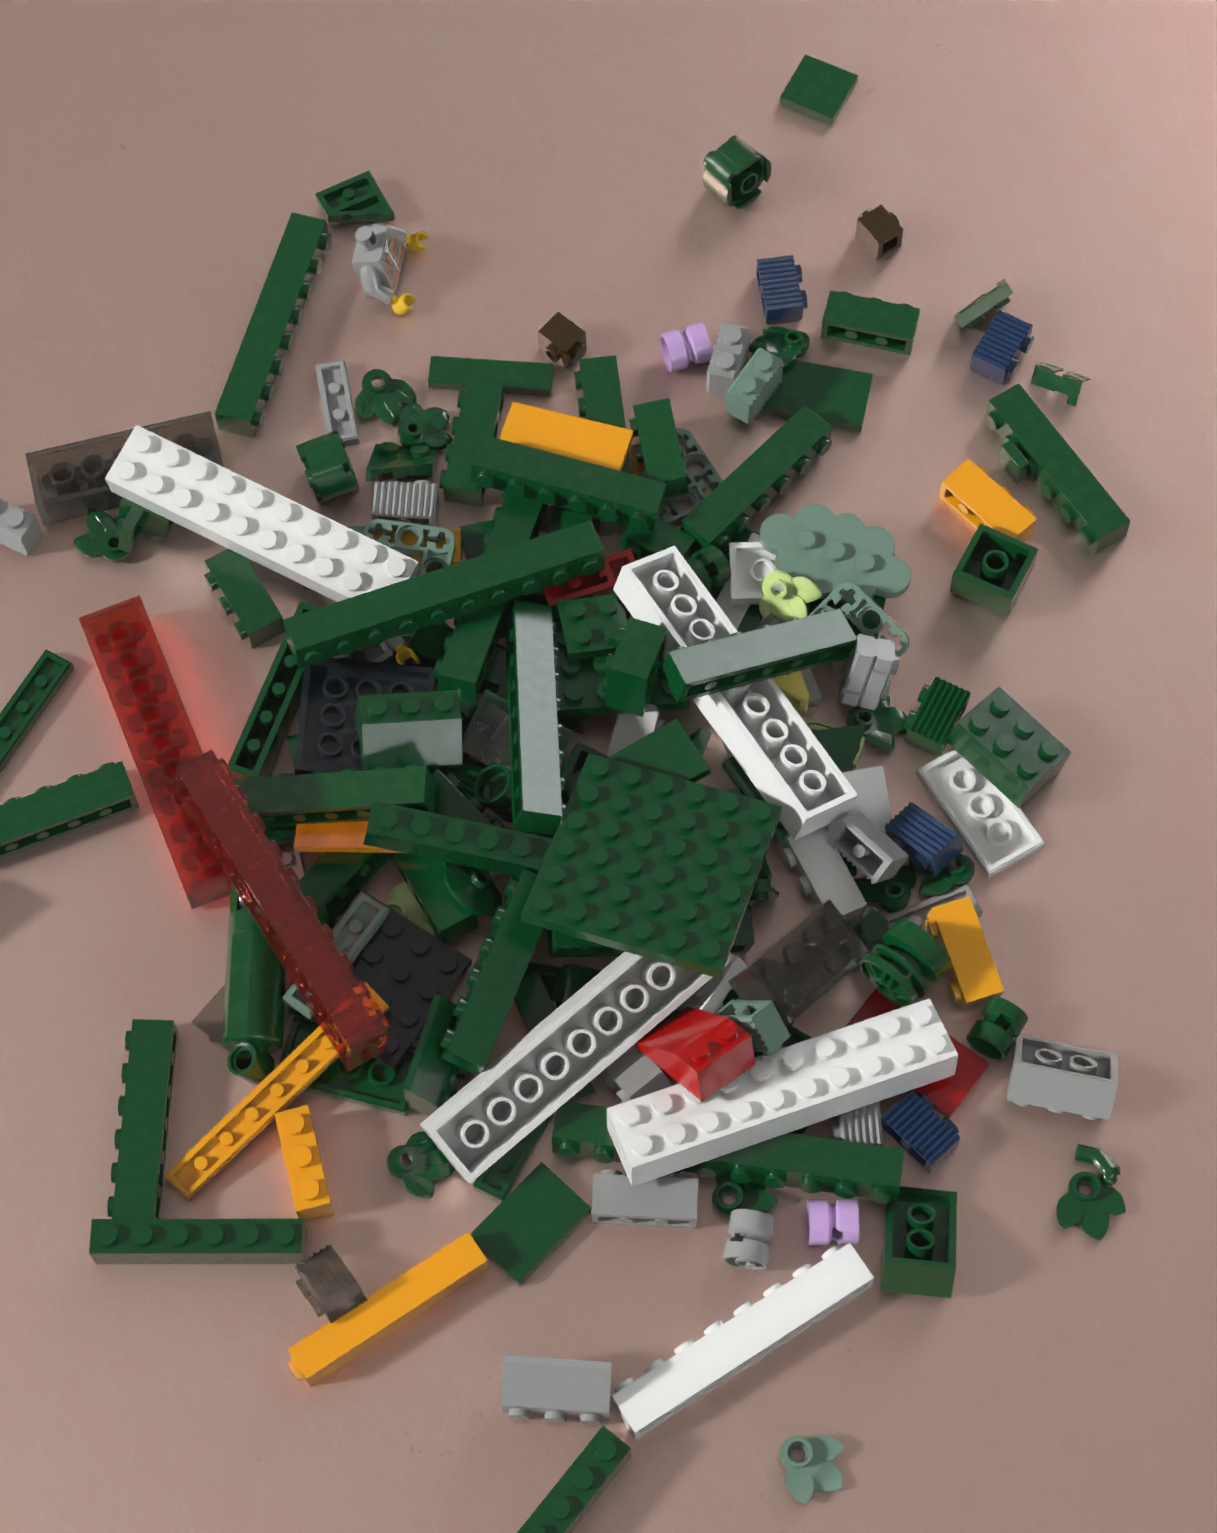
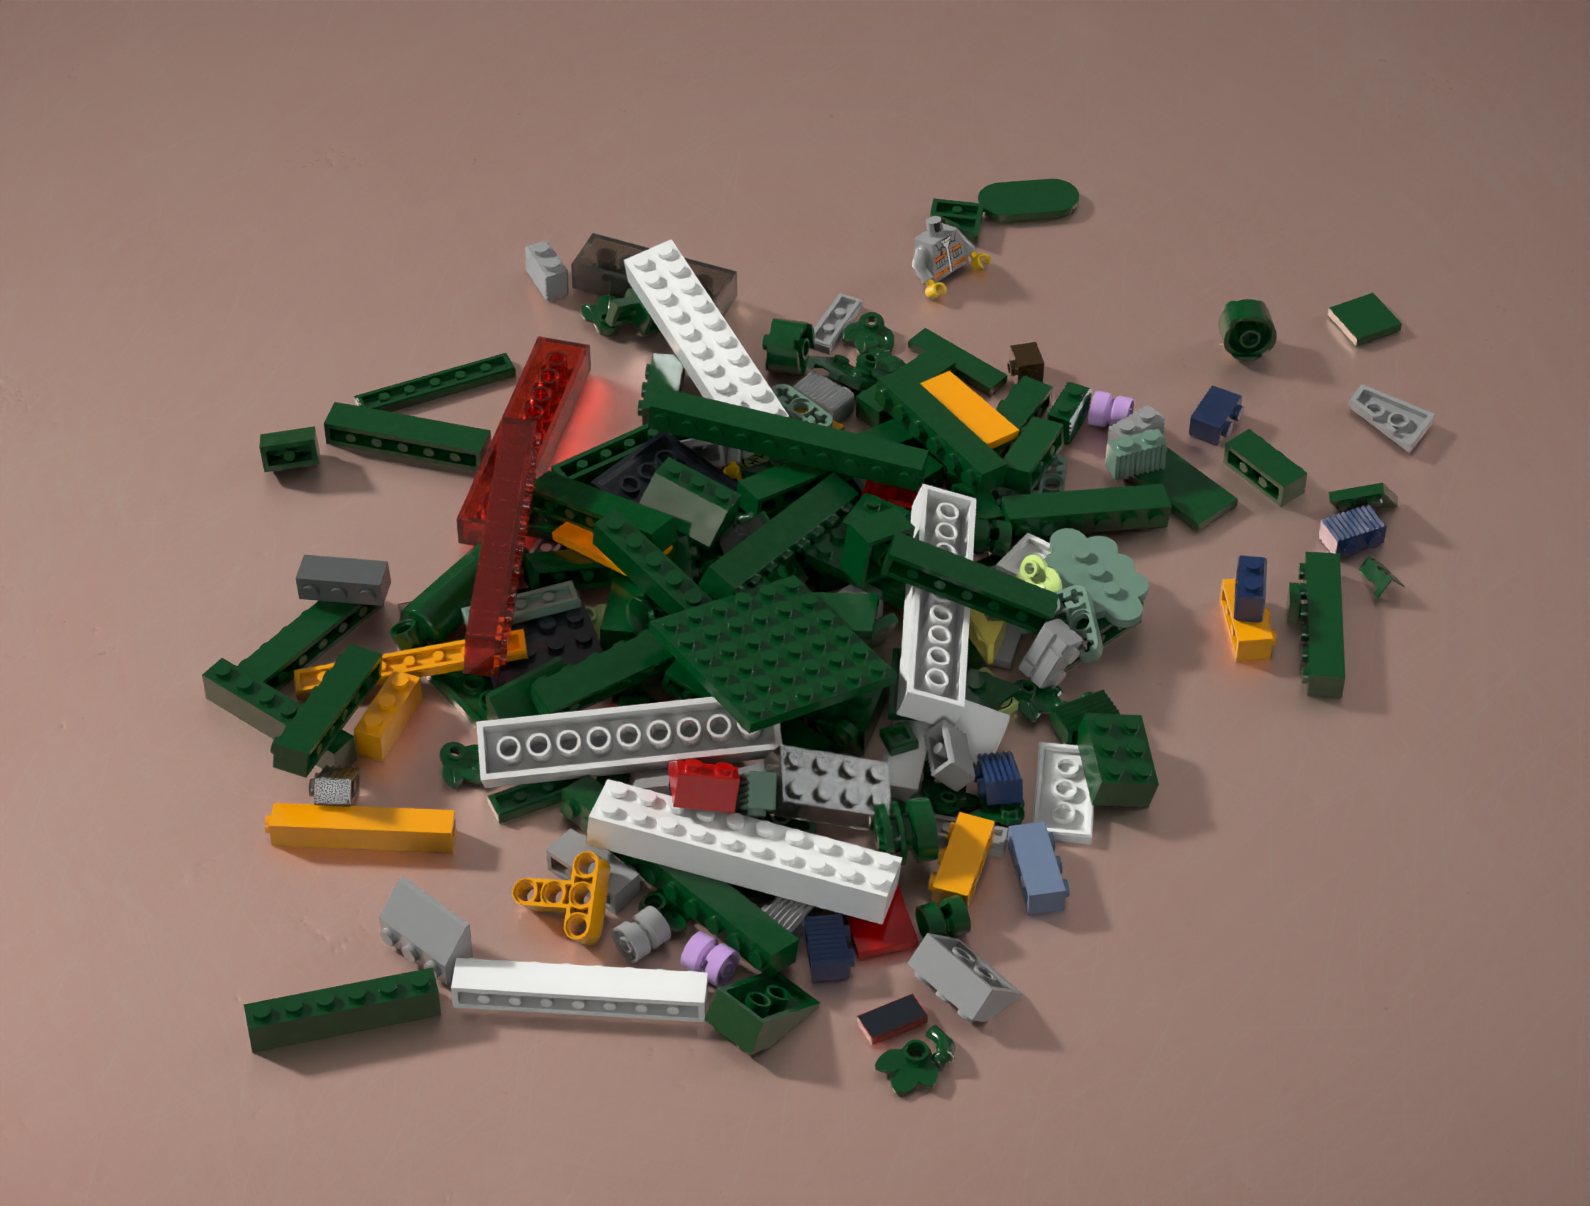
camera: 35 degrees right, 20 degrees down
(139, 1047) = (343, 580): none -> dark grey brick
(264, 1216) = (326, 710): none -> dark green brick
(272, 325) = (831, 255): dark green brick -> none
(402, 136) = (1029, 200): none -> dark green tile
(530, 1223) = (503, 841): dark green tile -> none
(648, 370) = (1071, 409): none -> dark green brick
(657, 1243) = (573, 897): none -> light orange beam
(782, 343) = (1186, 449): dark green plate -> none
(808, 860) = (899, 738): none -> dark green tile
(815, 1470) = (556, 1096): sand green plate -> none
(879, 231) = (1325, 419): dark brown brick -> none
(931, 189) = (1392, 416): none -> light grey wing
(986, 480) = (1250, 589): none -> dark blue brick
(993, 569) = (1211, 653): dark green brick -> none
(1028, 911) = (1037, 868): none -> sand blue brick
(1032, 1164) = (892, 1019): none -> black tile

